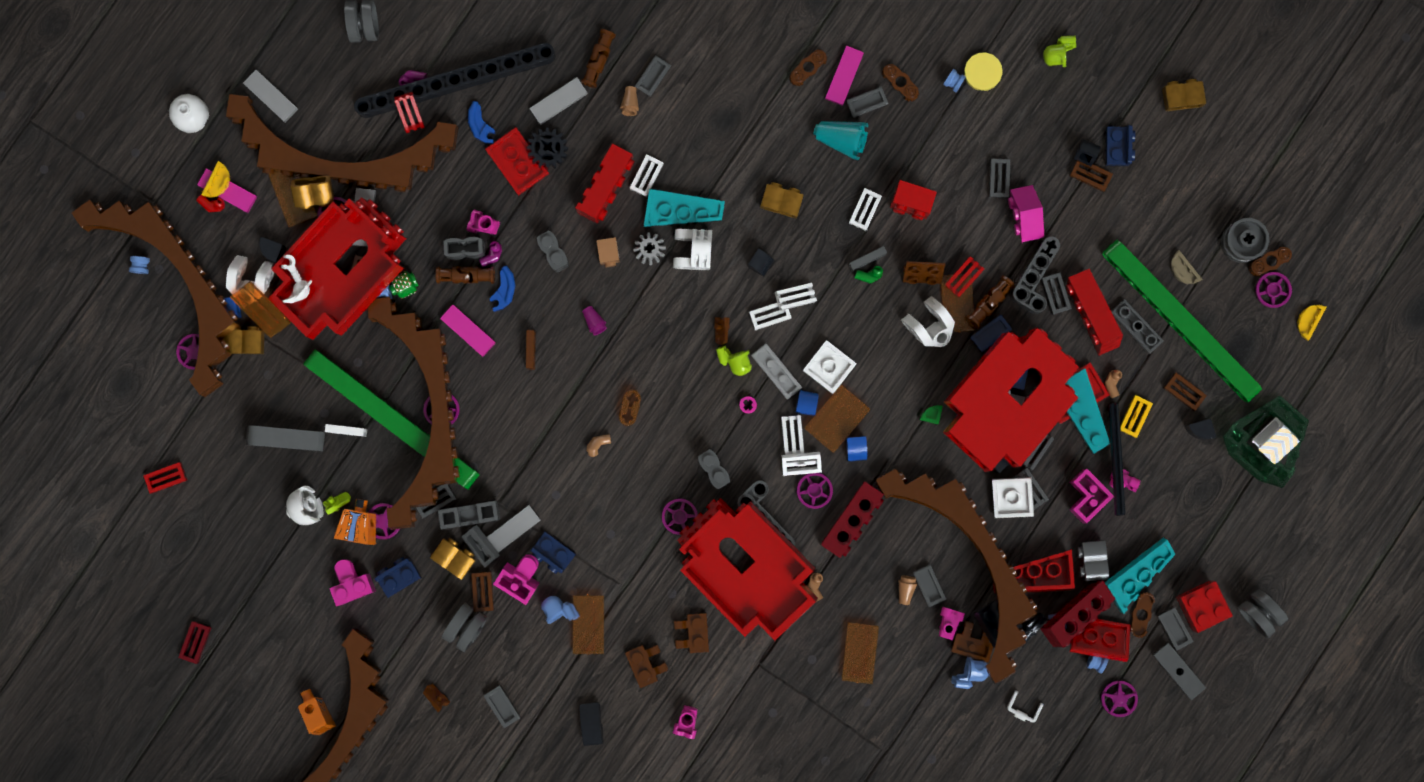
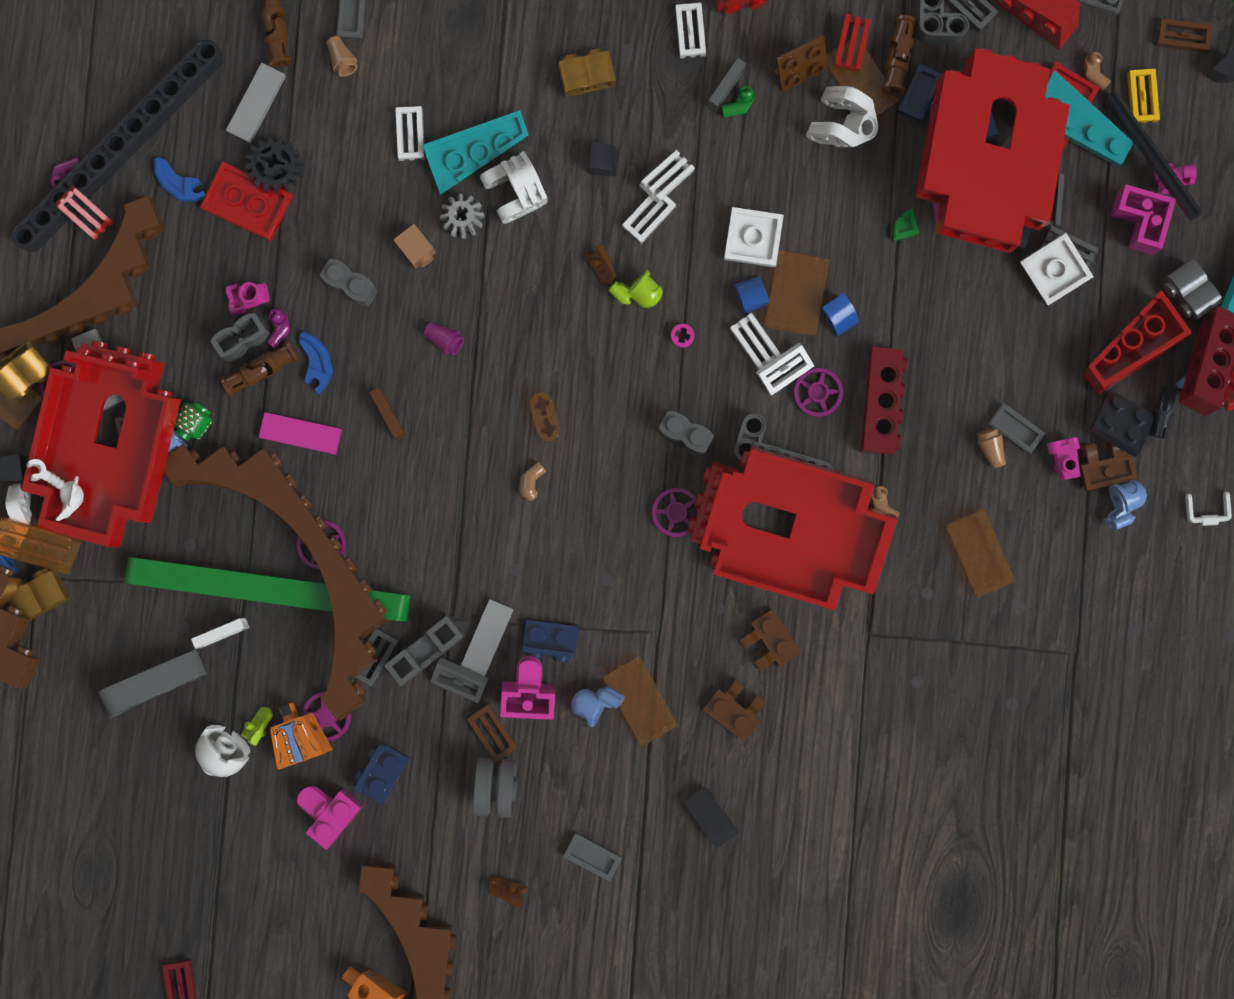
camera: 30 degrees left, 0 degrees up
(180, 472) = (50, 795): red tile -> none
(453, 558) = (435, 713): pearl gold brick -> none
(605, 184) = (365, 167): red wedge -> none
(686, 726) = (823, 756): dark pink plate -> none
(776, 371) = (693, 277): light grey tile -> none
(954, 505) = (1129, 387): reddish brown arch -> none

